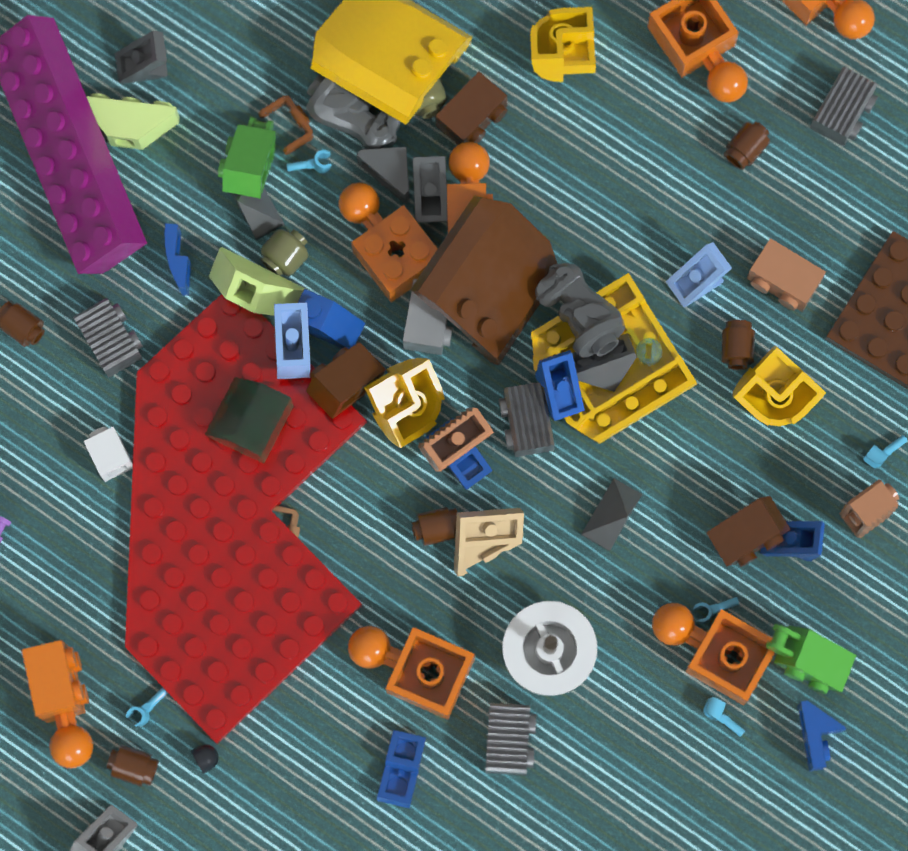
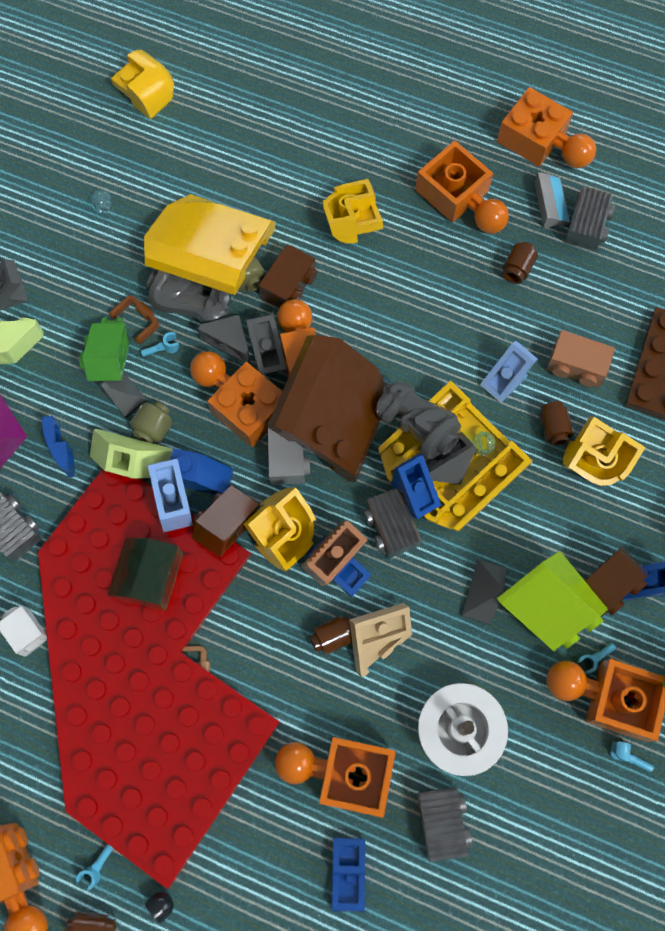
camera: 15 degrees left, 5 degrees down
(678, 538) = (554, 602): none -> lime slope
(807, 73) = (551, 200): none -> light grey slope

